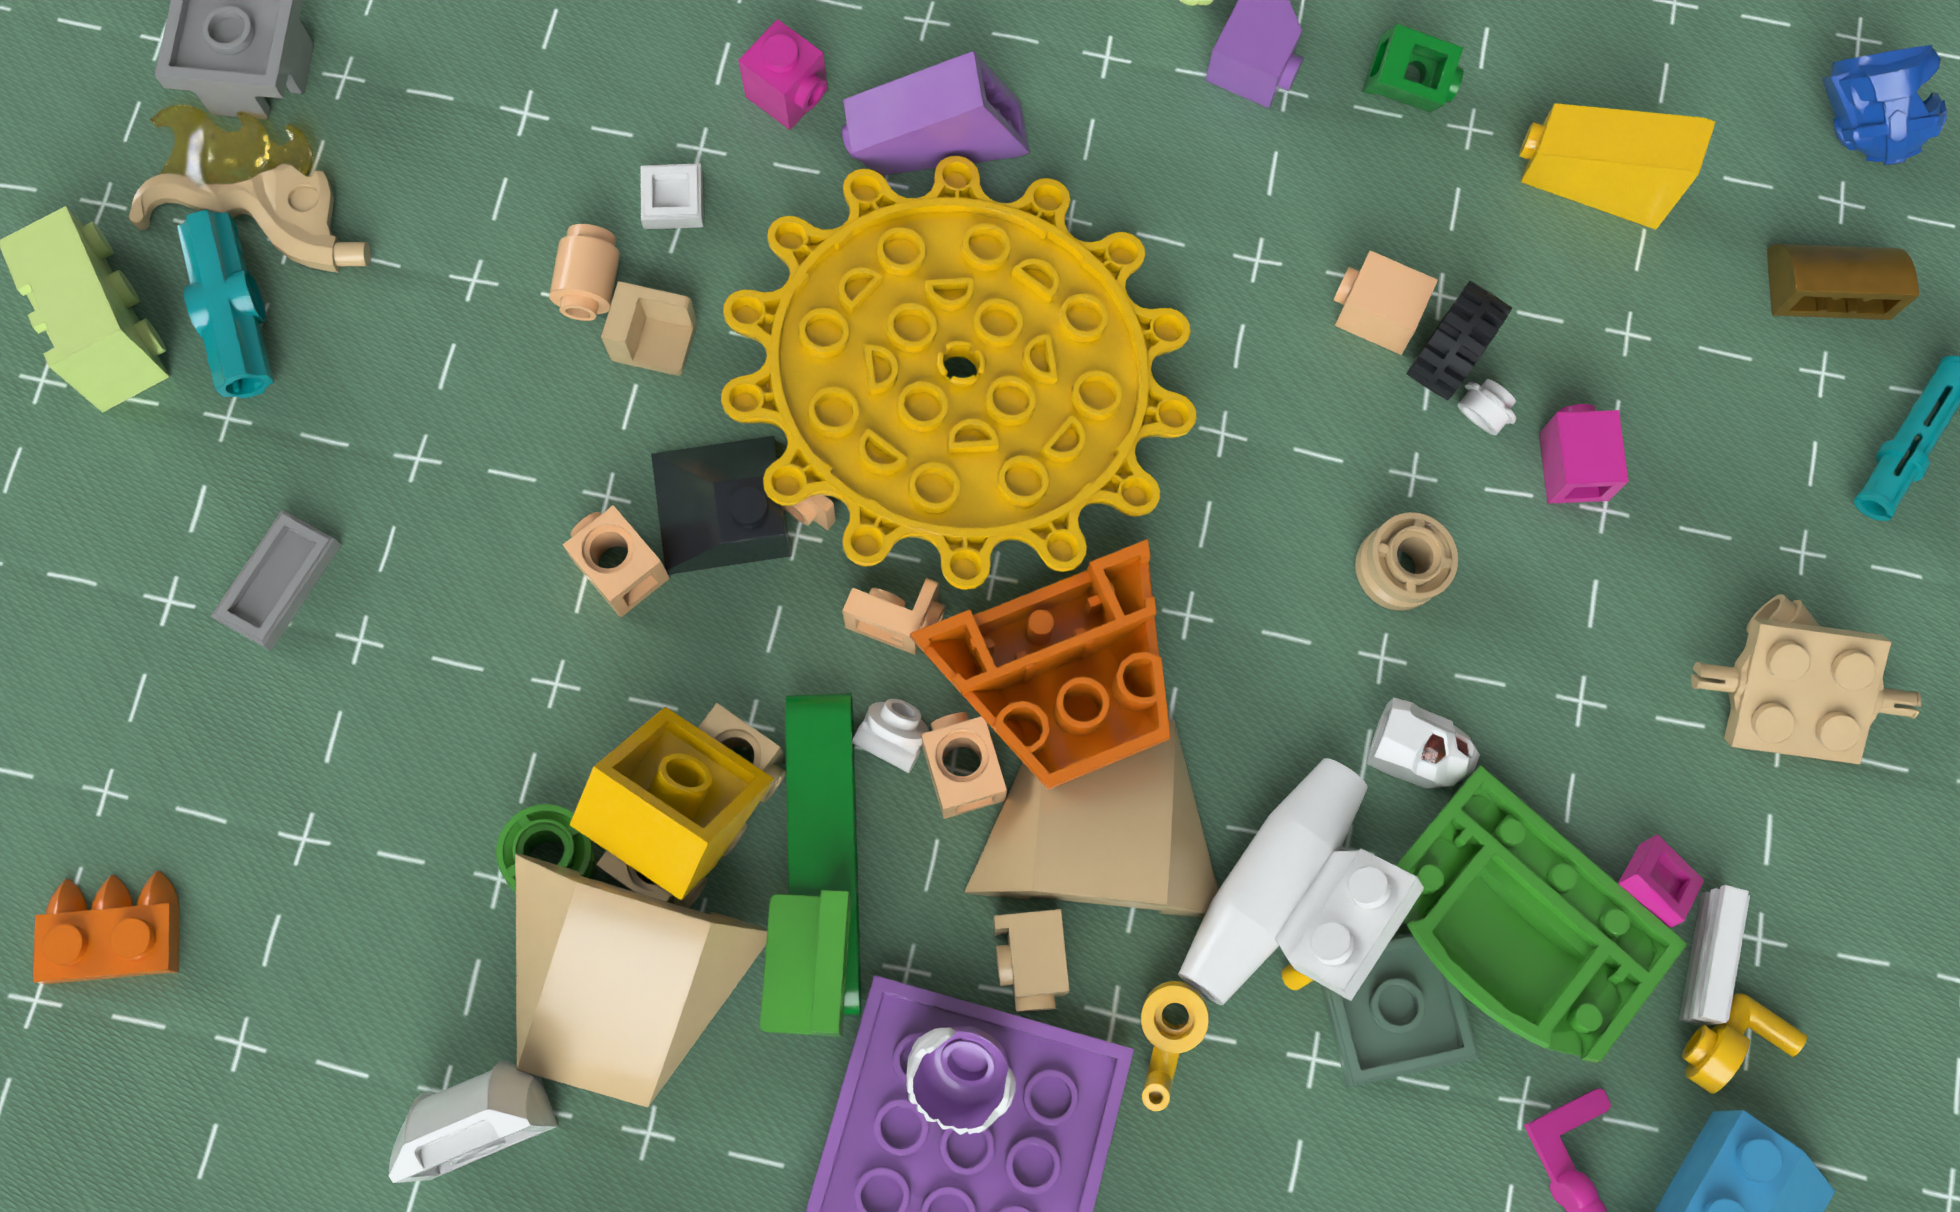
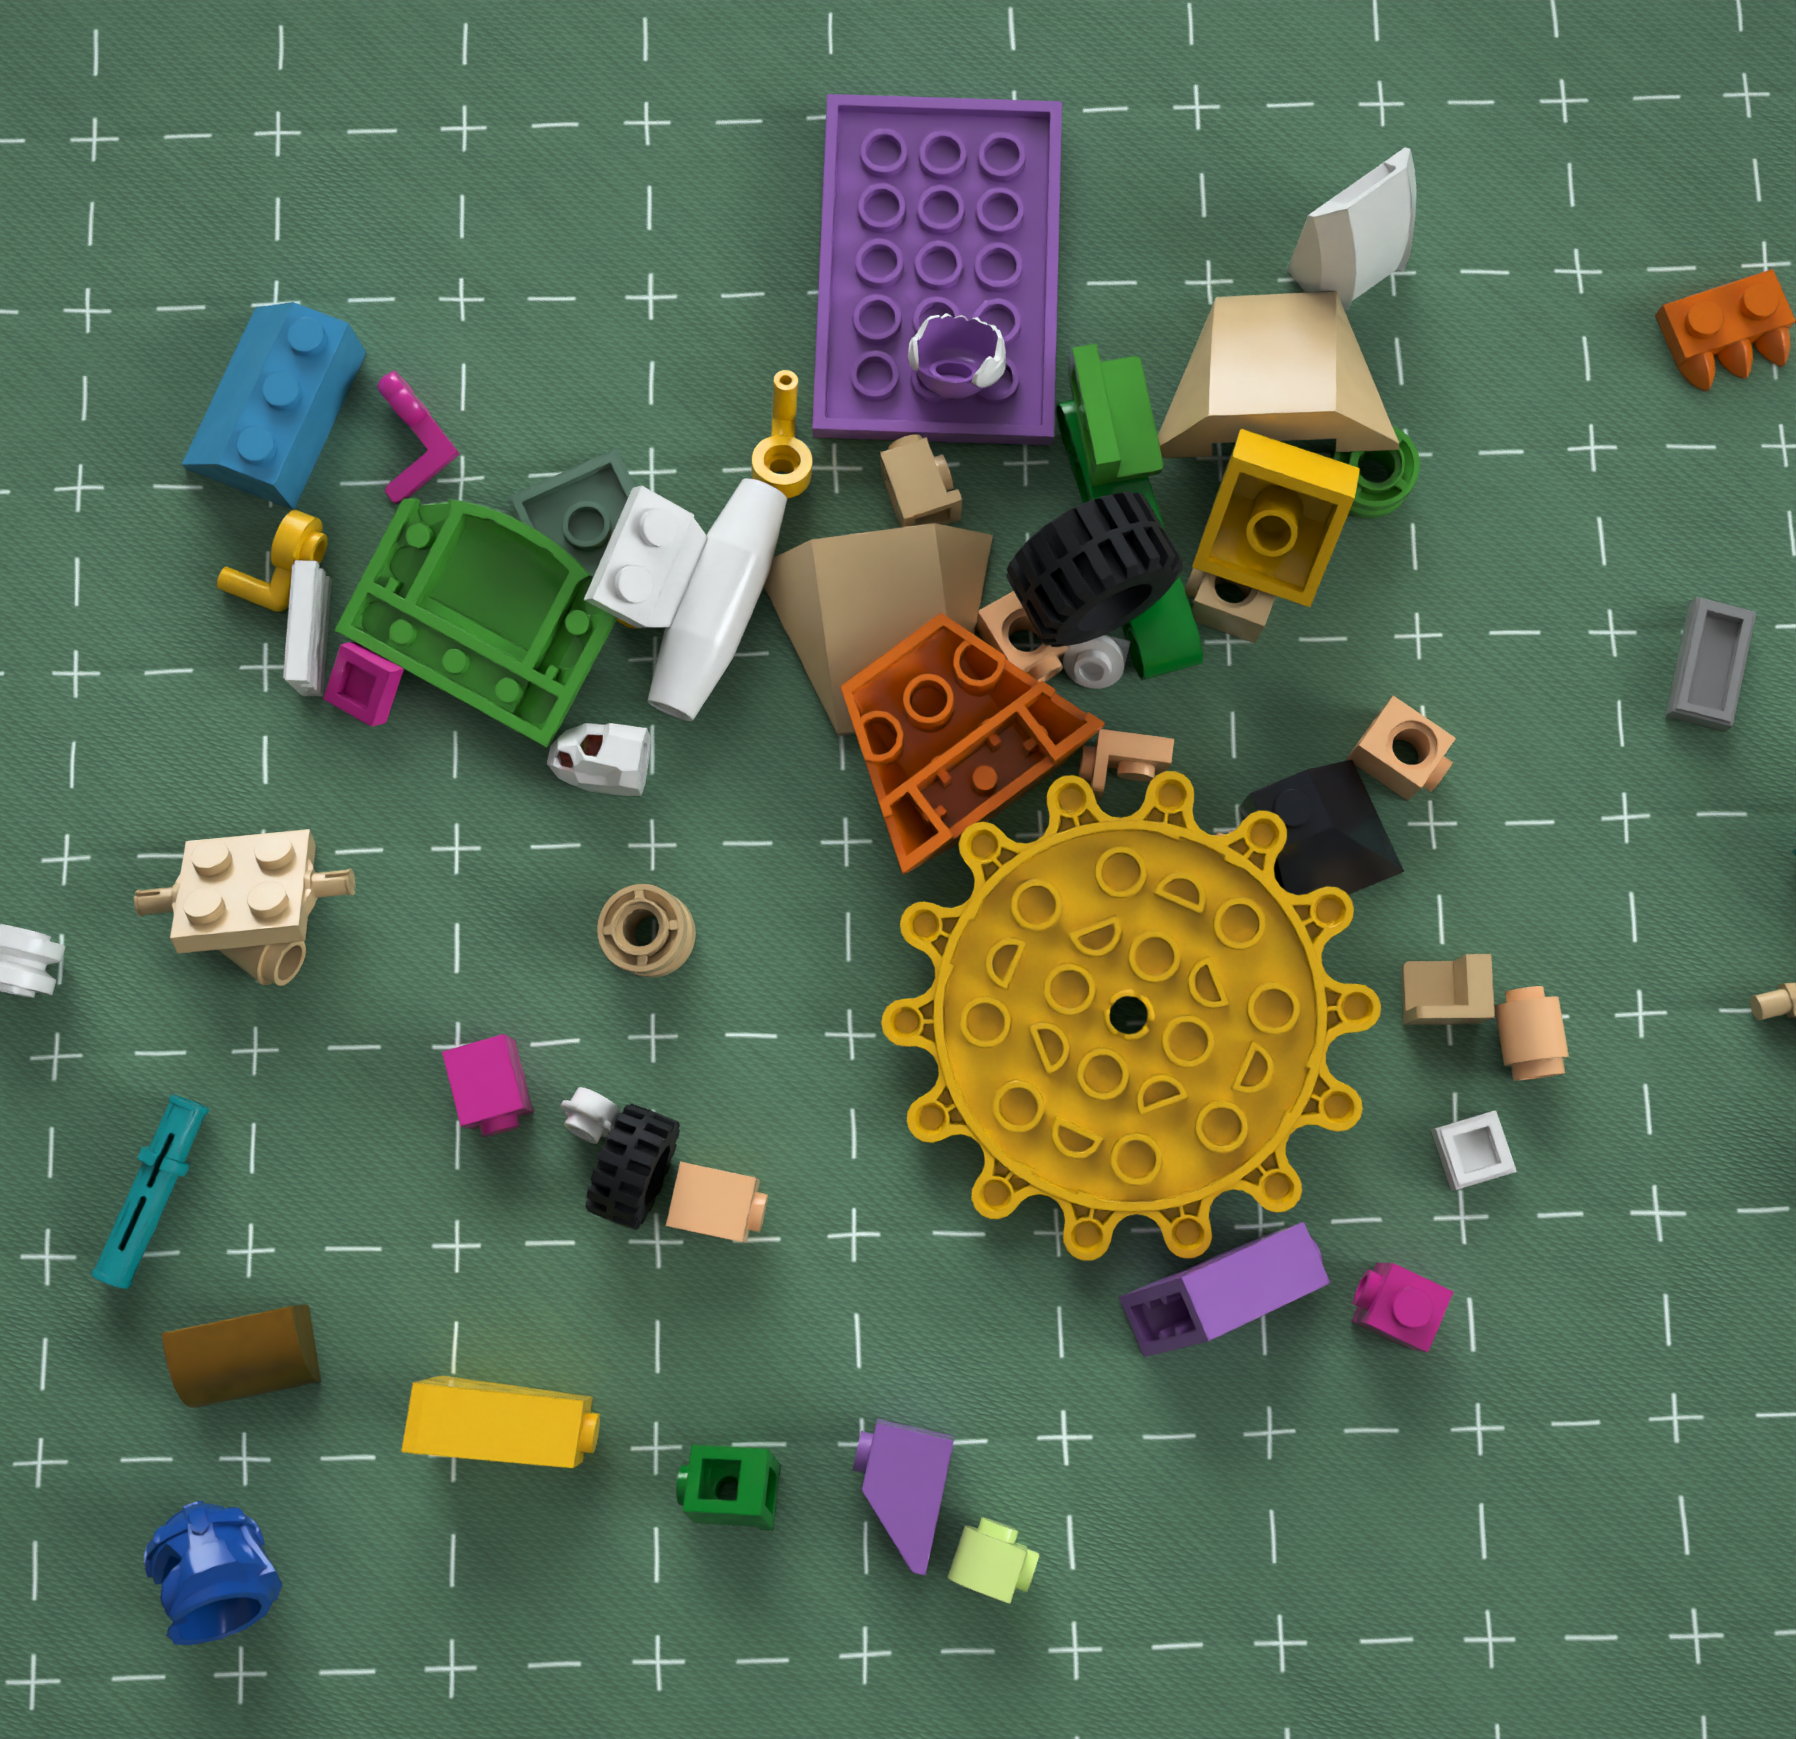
camera: 170 degrees right, 5 degrees up
(883, 770) = (1094, 569): none -> black tyre

